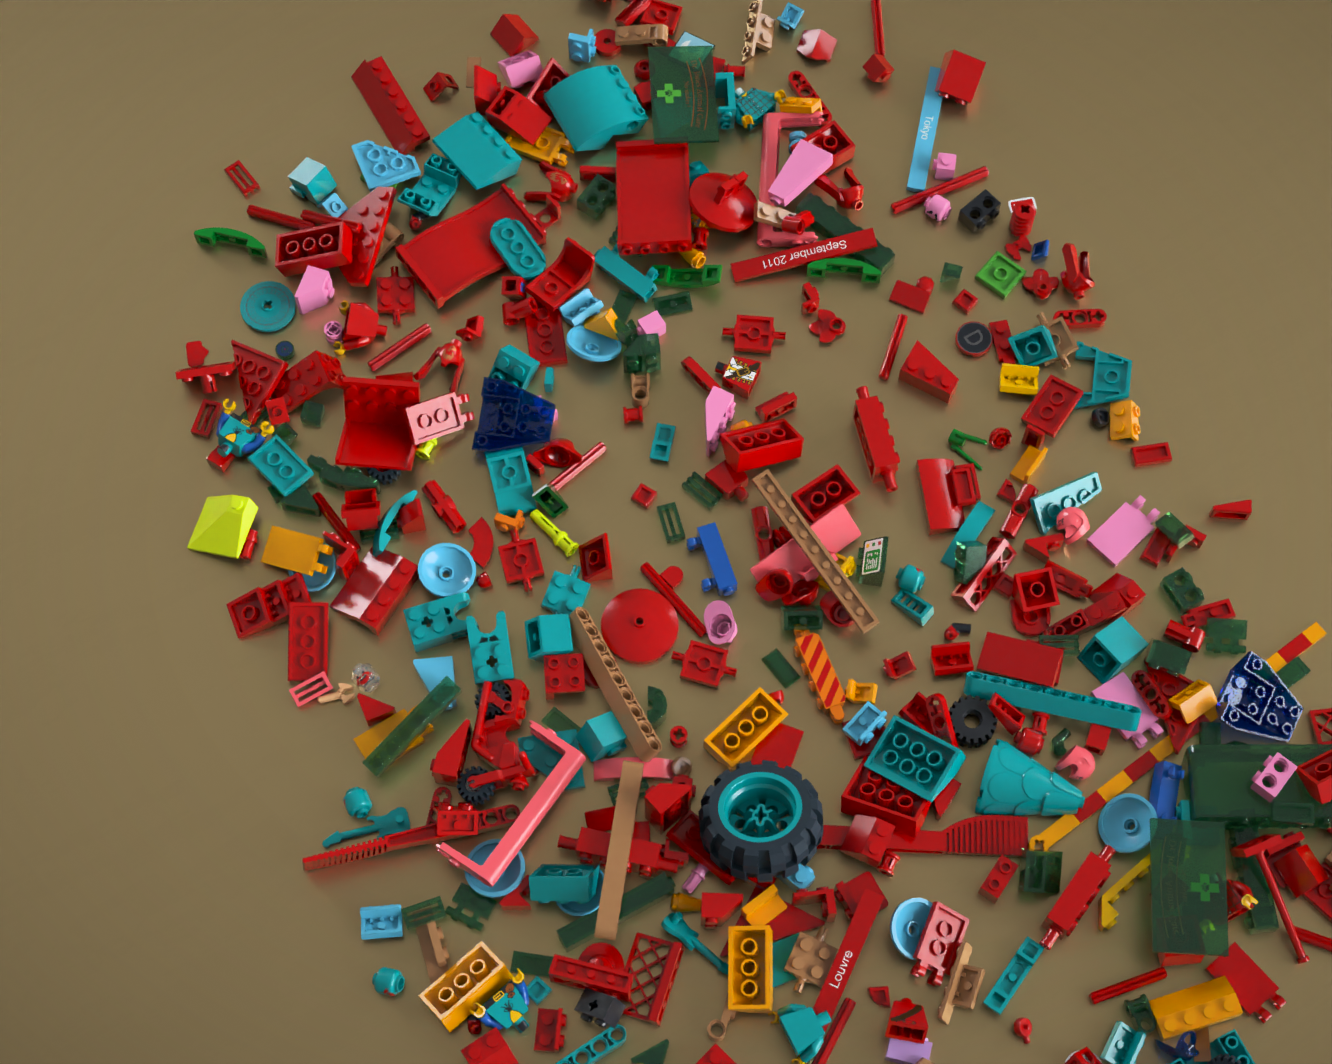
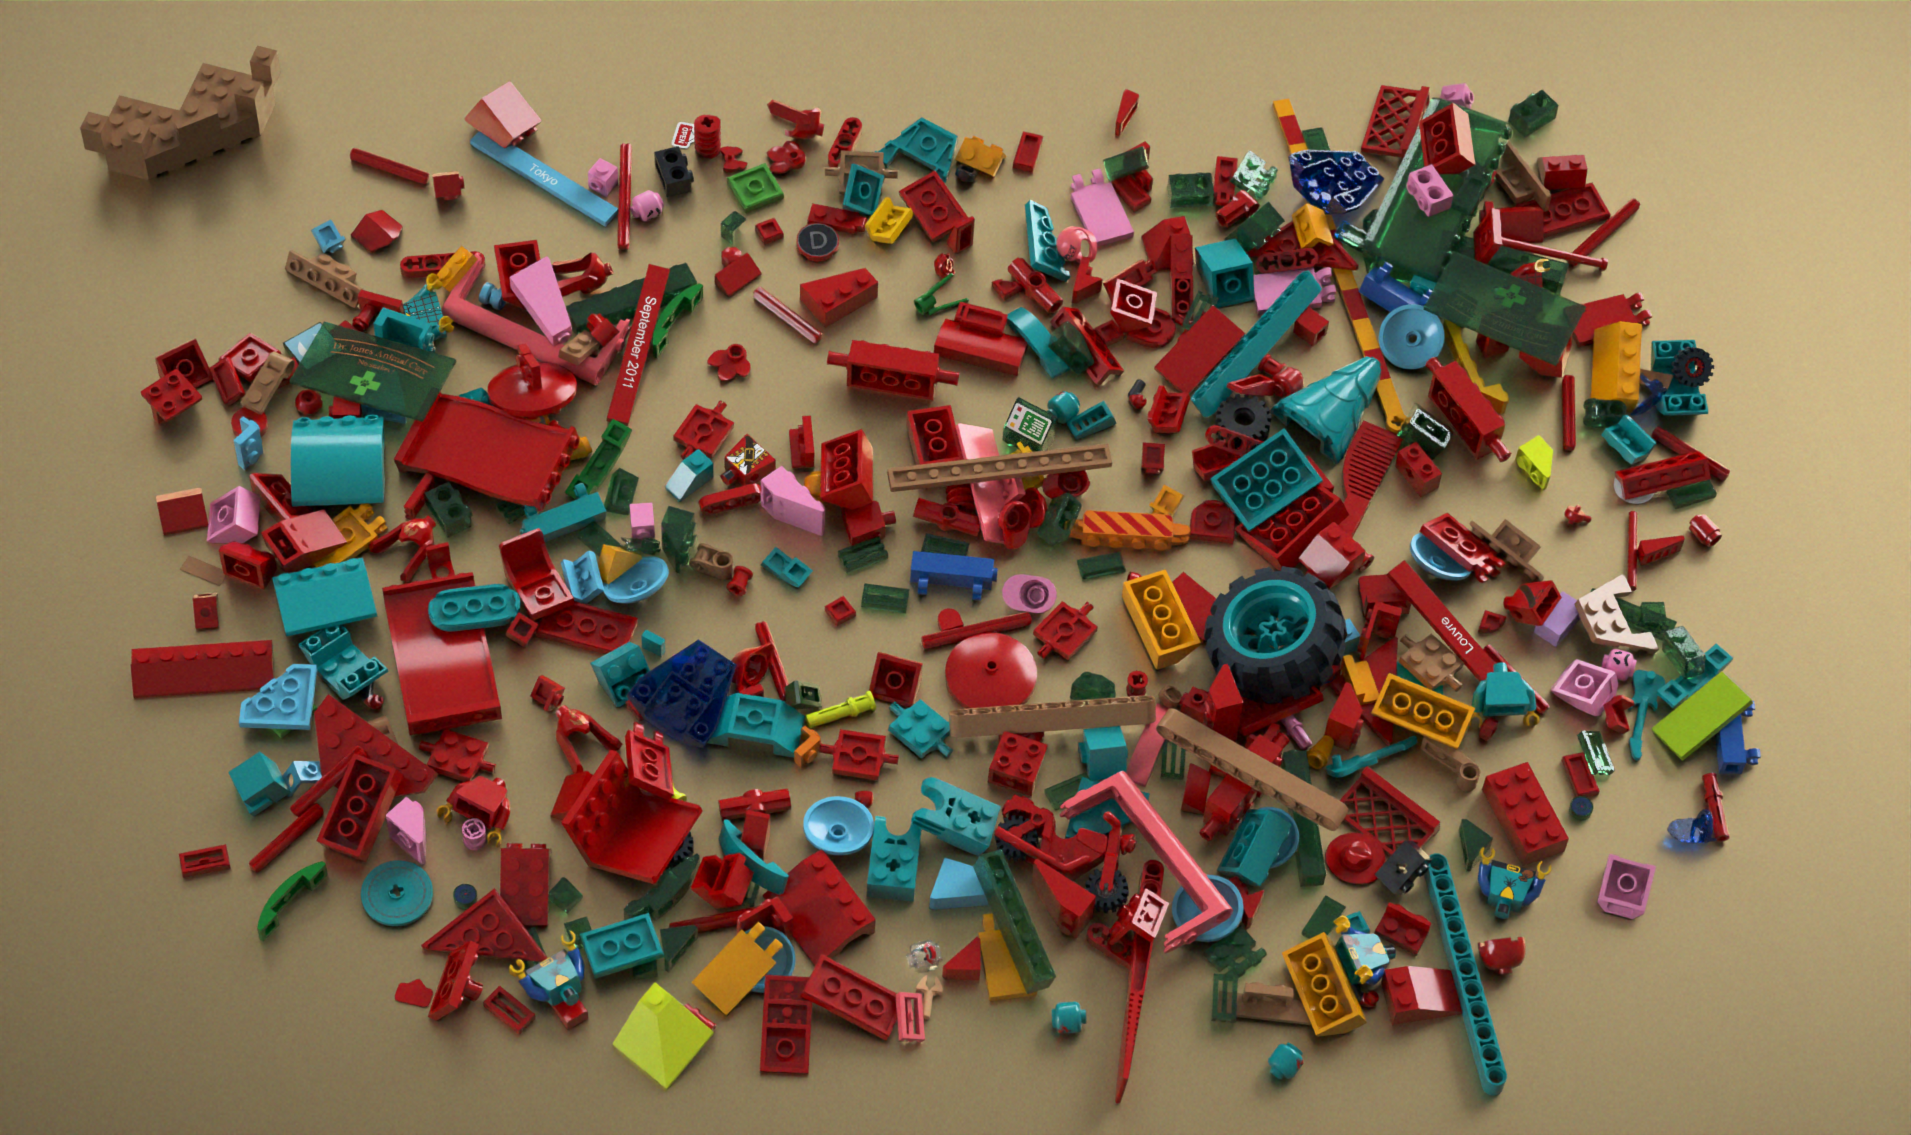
camera: 70 degrees left, 10 degrees down
(277, 411) = (552, 922): red bracket -> none
(381, 922) = (1216, 1044): medium azure bracket -> none
(388, 824) = (1105, 993): teal piece -> none
(399, 347) = (527, 777): red axle -> none
(483, 543) = (814, 784): red tile -> none
(516, 310) = (550, 643): red piece -> none
(548, 636) = (968, 755): teal slope -> none
(592, 976) = (1361, 868): red fence -> none
(708, 341) = (690, 475): none -> teal slope
(737, 546) = (944, 545): none -> clear green tile
(749, 72) = (379, 301): none -> red tile
(771, 1030) = (1488, 728): none -> red tile
(812, 298) = (690, 361): red bracket -> none
(864, 723) = (1205, 510): medium azure bracket -> none
(1013, 975) = (1518, 501): teal slope -> none
(1028, 464) = (987, 255): light orange panel -> none
(1040, 250) = (748, 140): blue slope -> none
(1058, 742) = (1301, 363): clear green arm -> none
(1062, 975) = (1536, 459): none -> neon yellow slope
(1080, 762) = (1329, 351): coral helmet -> none

